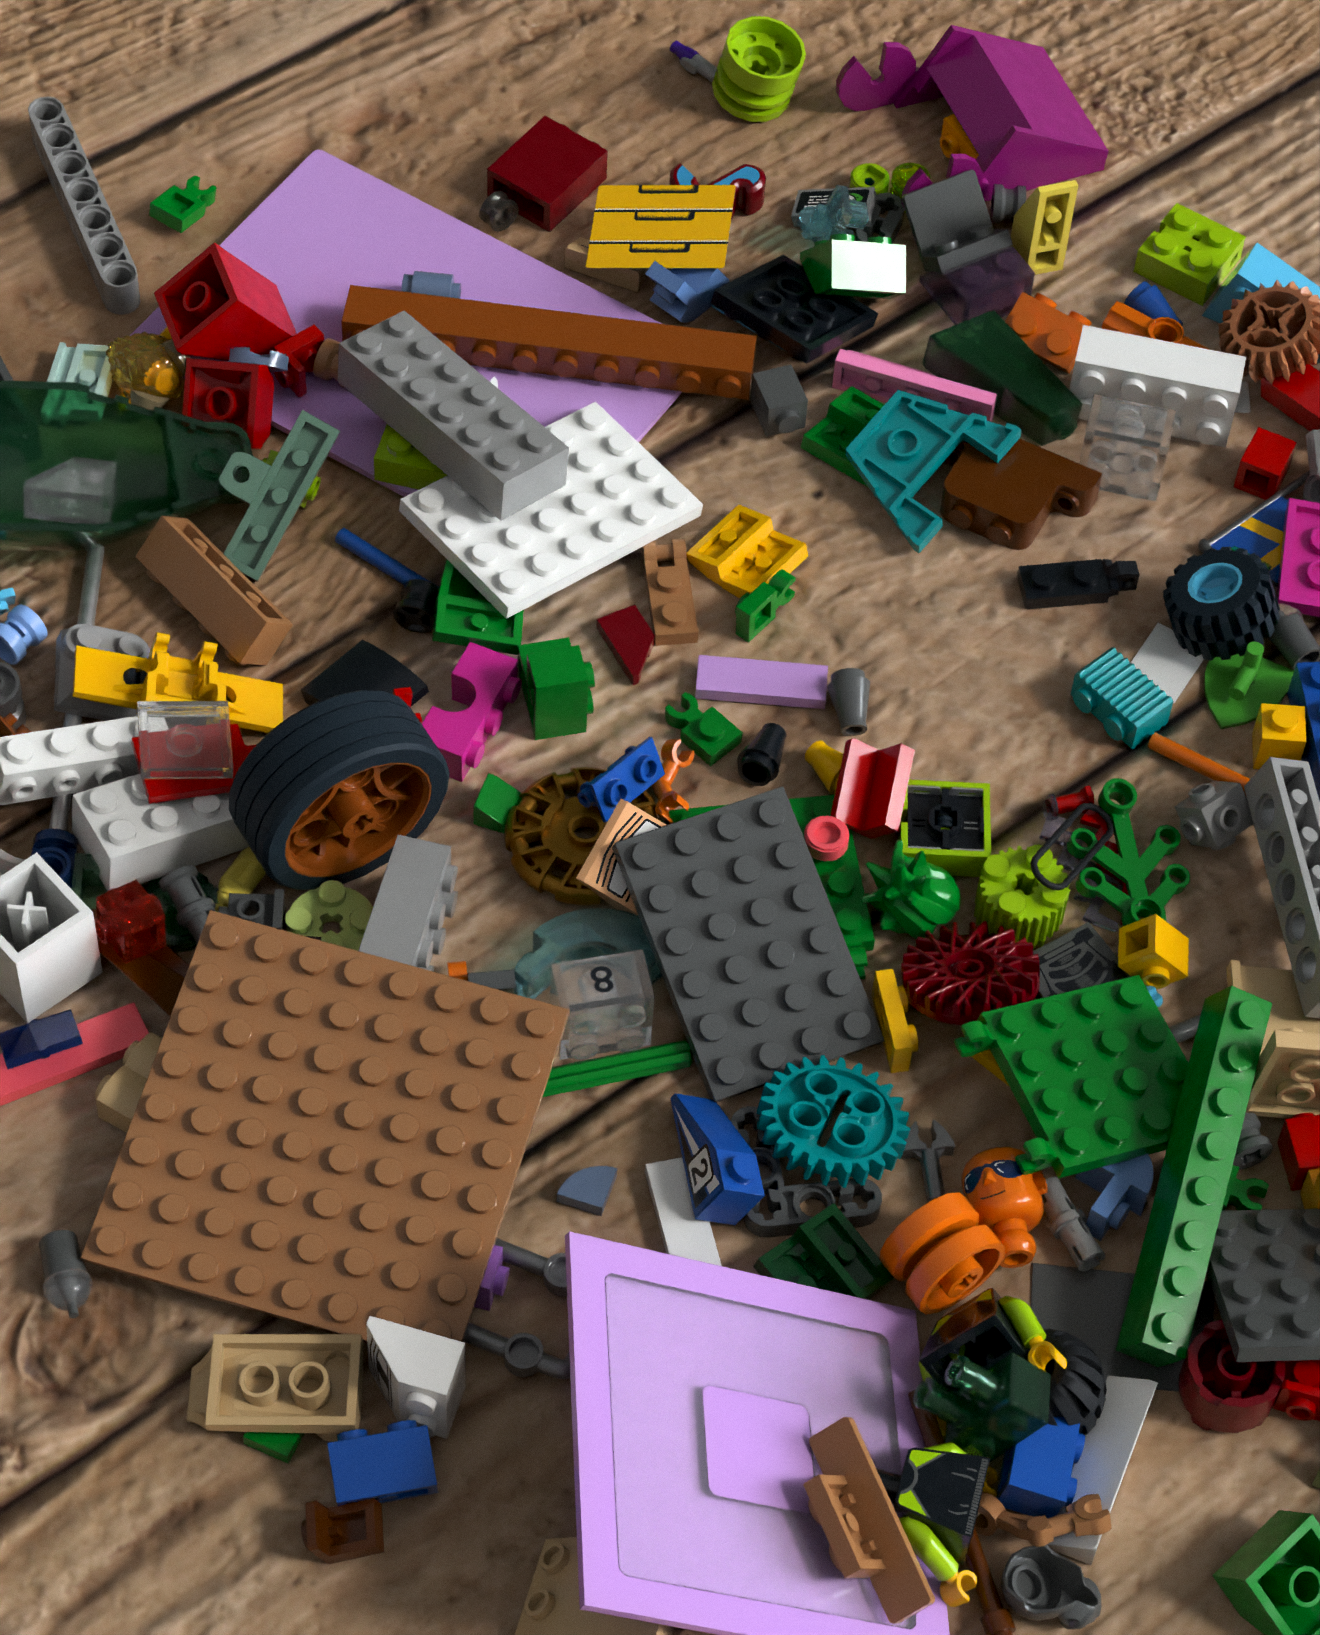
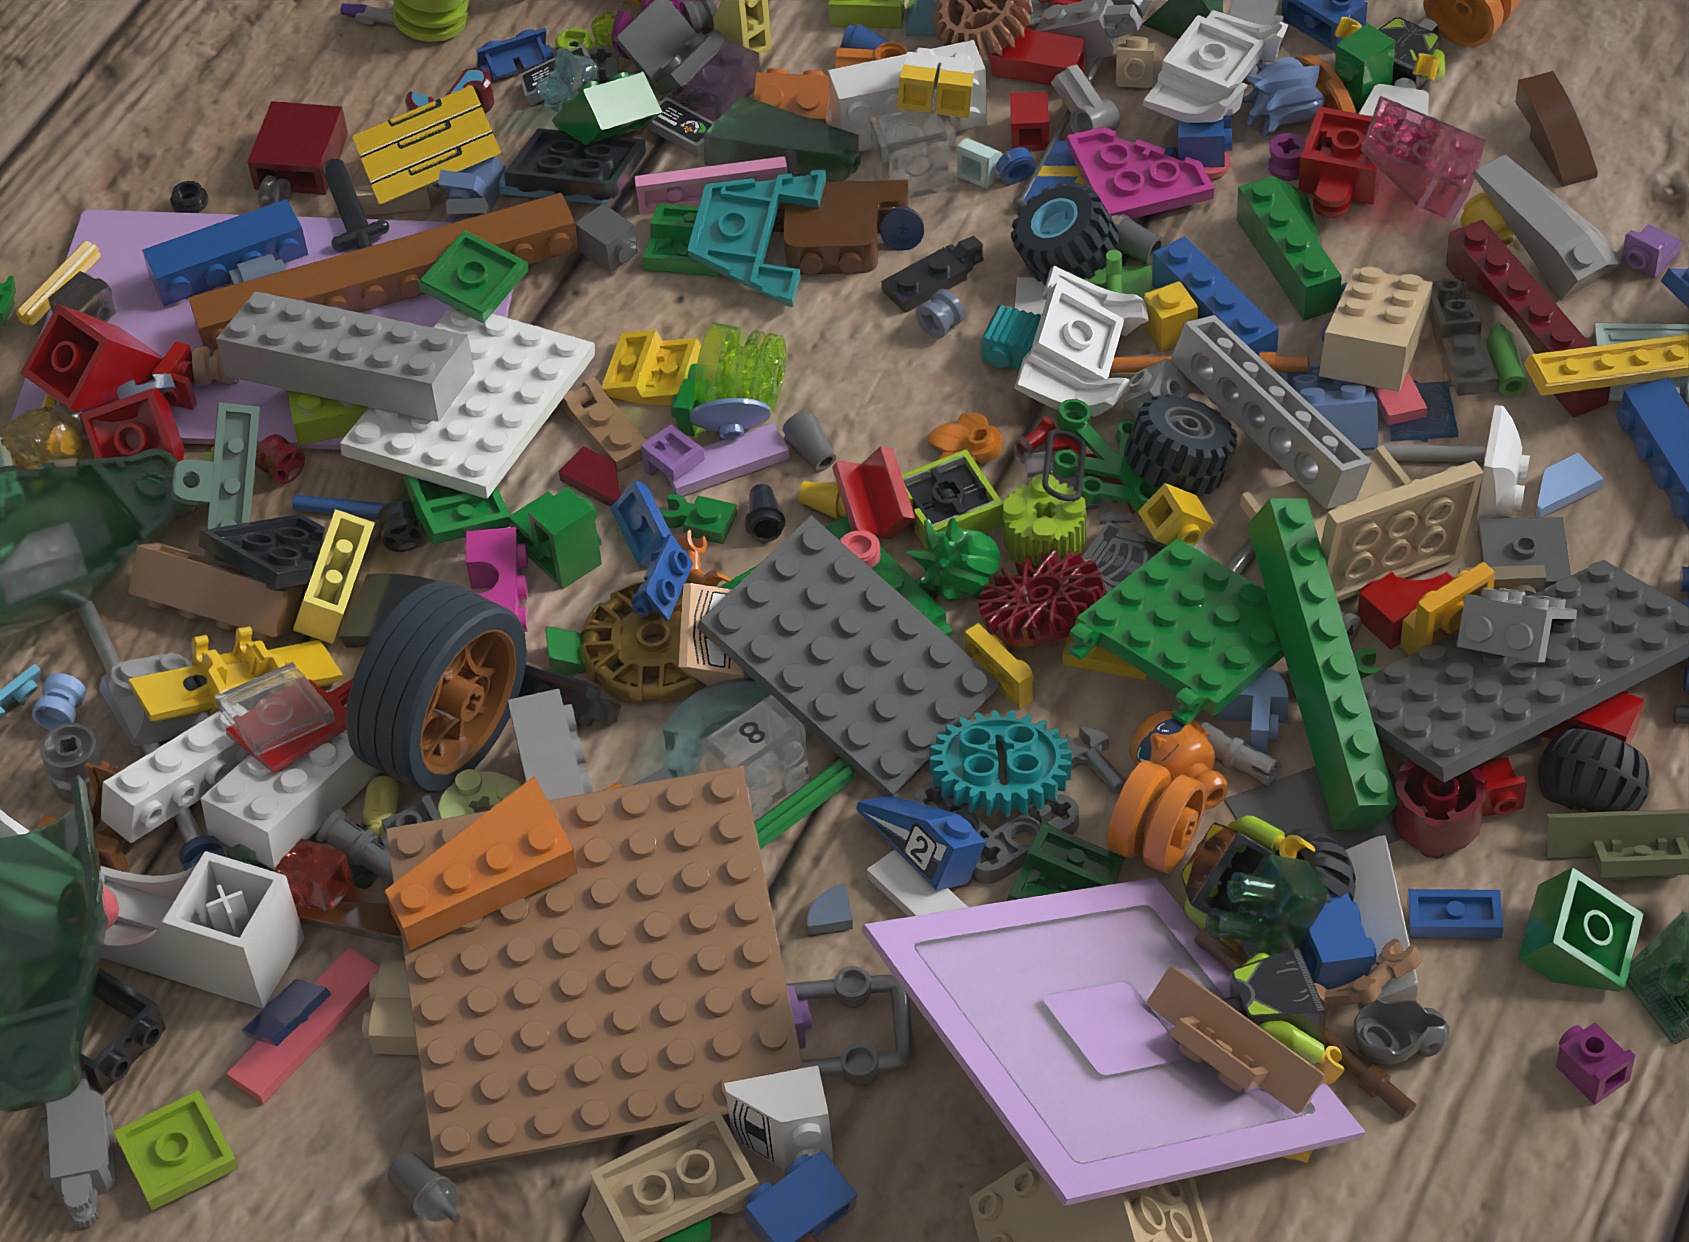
camera: 20 degrees left, 5 degrees down
(249, 214) = (37, 304): none -> yellow axle
(258, 243) = (86, 296): none -> clear smoke brick
(269, 995) = (484, 868): none -> orange wedge
(281, 577) = (271, 550): none -> black plate
(326, 628) = (333, 576): none -> light yellow brick
(348, 485) = (279, 459): none -> dark red wheel
(390, 248) = (205, 256): none -> blue brick
(419, 179) = (188, 197): none -> black plate
(470, 850) = (573, 691): none -> black hinge
(556, 260) = (350, 210): none -> black sword
(623, 385) = (473, 276): none -> green tile
(641, 708) = (640, 522): none -> blue plate
(661, 312) = (465, 208): none -> dark grey tile
(709, 652) = (671, 453): none -> medium lavender bracket
(785, 642) = (730, 416): none -> medium blue dish
(788, 163) = (499, 56): none -> blue hinge
(822, 597) = (740, 367): none -> clear neon green wheel
(922, 311) = (681, 126): none -> tile
(1006, 770) = (969, 433): none -> orange plate
(1054, 627) = (940, 313): none -> sand blue wheel
(1071, 521) = (902, 228): none -> dark blue piece
(1166, 723) = (1078, 343): none -> white piece
(1174, 378) = (926, 72): none -> yellow hips
(1181, 1496) = (1455, 913): none -> blue plate
(1188, 485) = (977, 163): none -> light aqua brick
(1201, 879) = (1180, 444): none -> black wheel
(1223, 505) = (1015, 165): none -> blue tile

